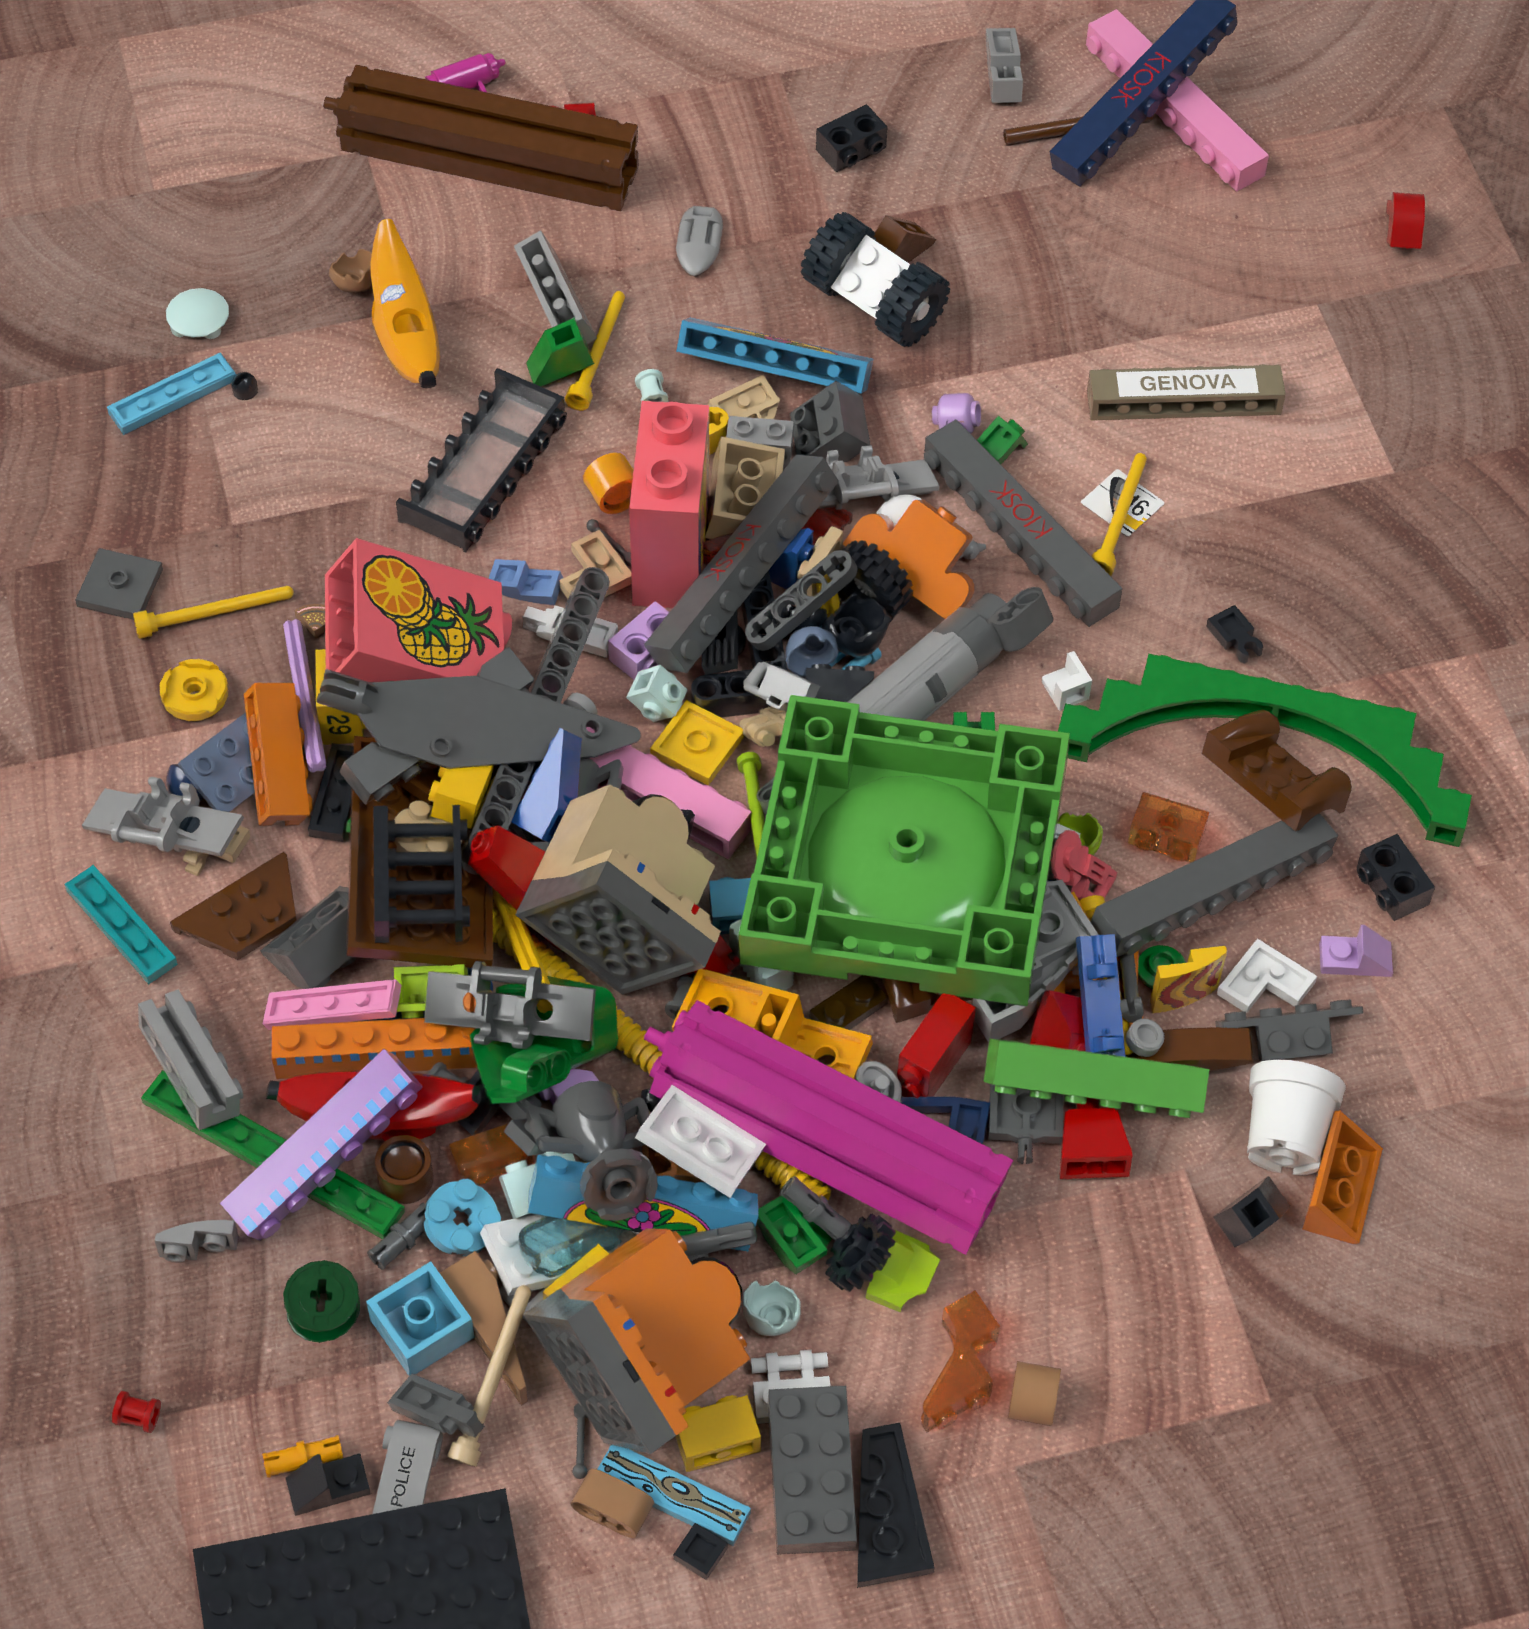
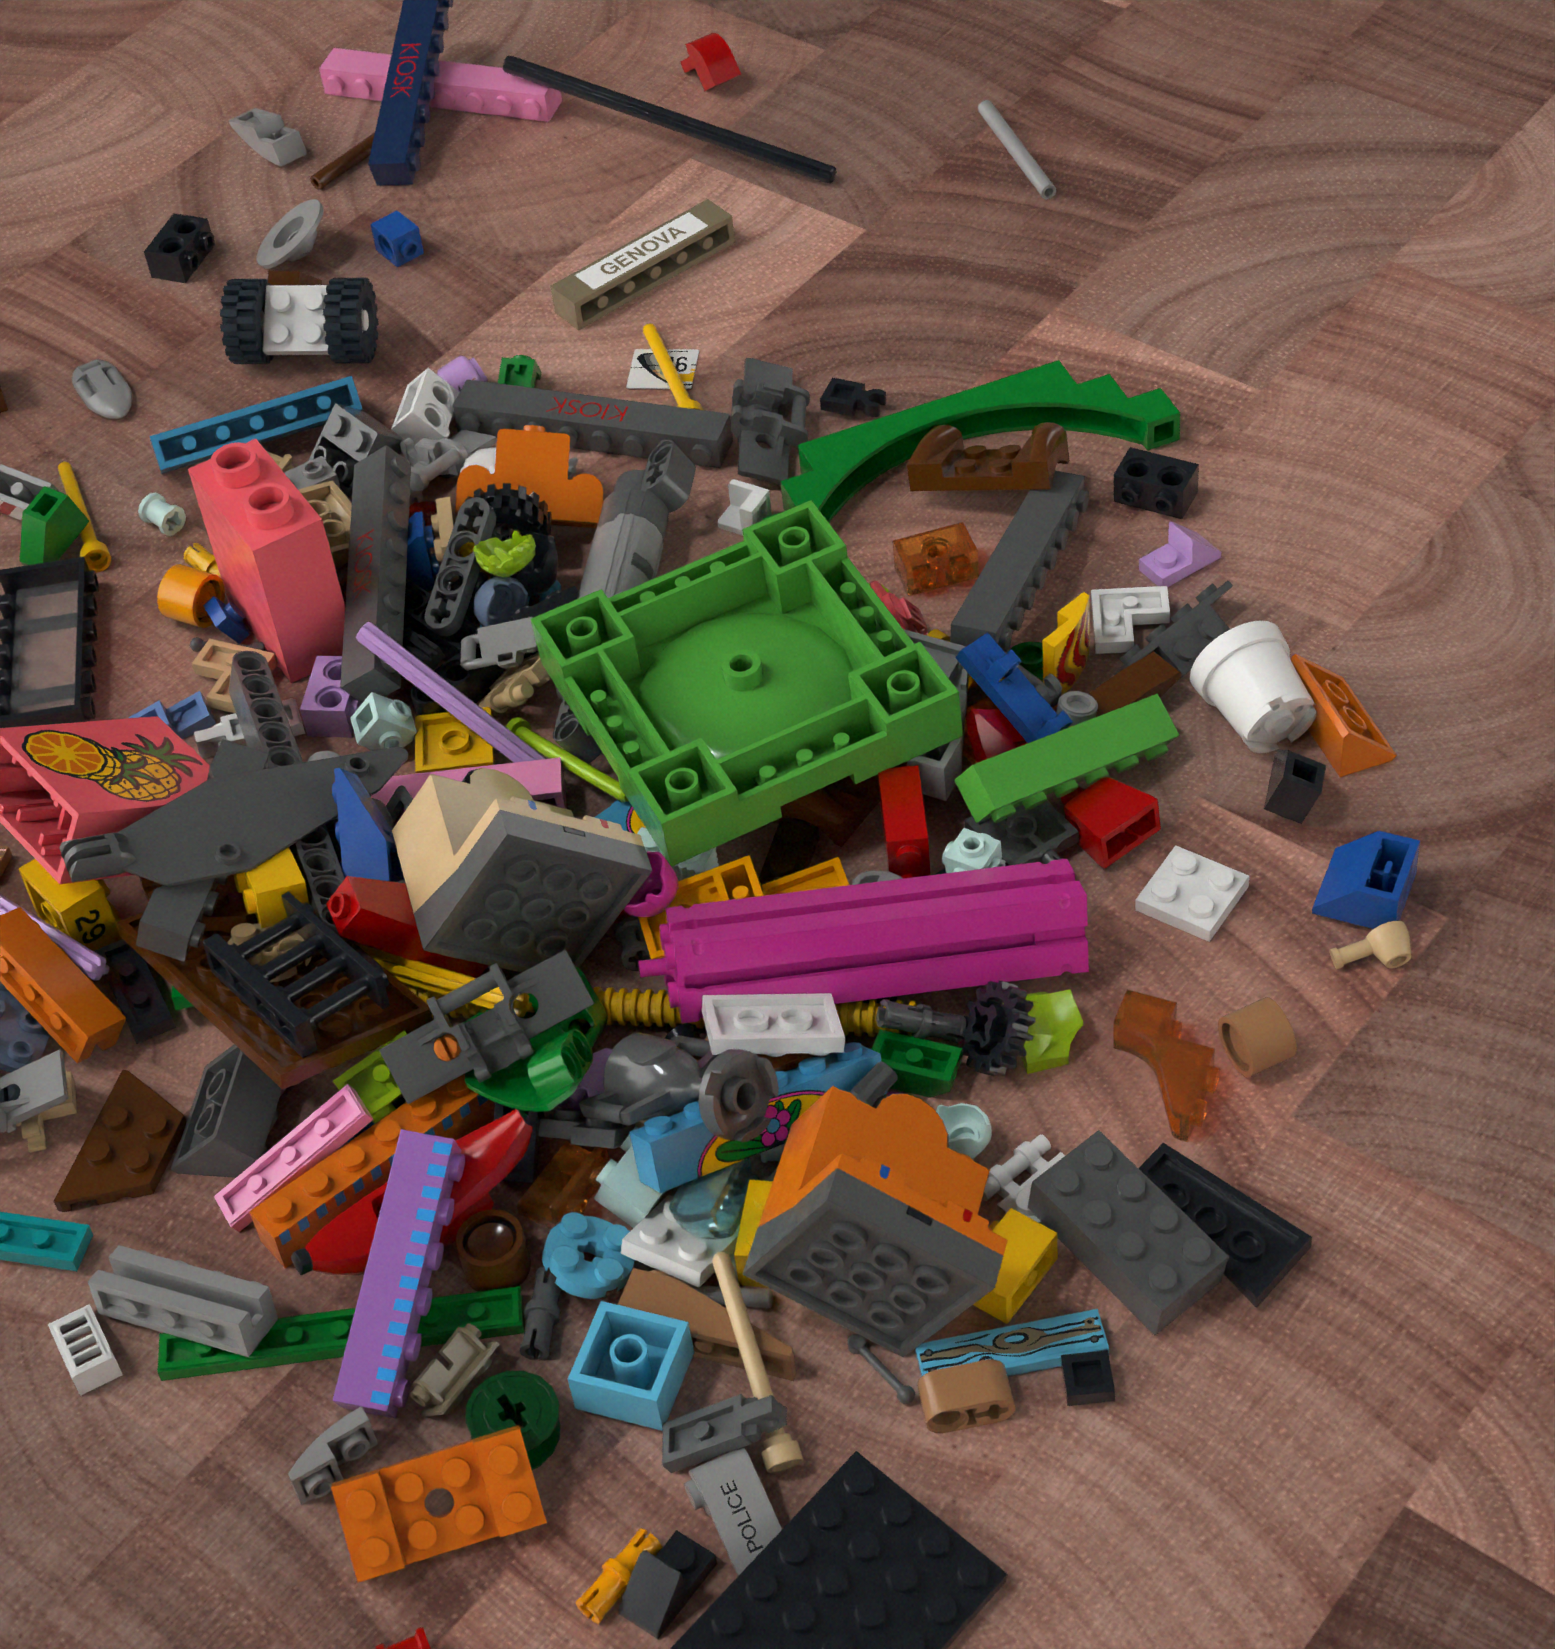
camera: 30 degrees left, 10 degrees down
(110, 1069) = (96, 1371): none -> white slope
(192, 1313) = (387, 1512): none -> orange piece
(300, 1244) = (443, 1387): none -> dark tan hinge
(620, 520) = (227, 618): none -> blue plate
(709, 707) = (445, 694): none -> lavender axle
(713, 977) = (656, 891): none -> dark pink hair
(832, 615) = (506, 556): none -> lime hair
(903, 424) = (425, 408): none -> white brick
(940, 183) = (291, 235): none -> light grey hat
(957, 1108) = (972, 852): none -> light aqua brick
(1019, 238) = (397, 238): none -> blue brick
(1103, 1245) = (1192, 893): none -> white plate
(1142, 603) = (758, 417): none -> dark grey piece
(1199, 1390) = (1386, 942): none -> tan bar
(1230, 1333) = (1369, 880): none -> blue slope
(1321, 262) = (670, 119): none -> black axle

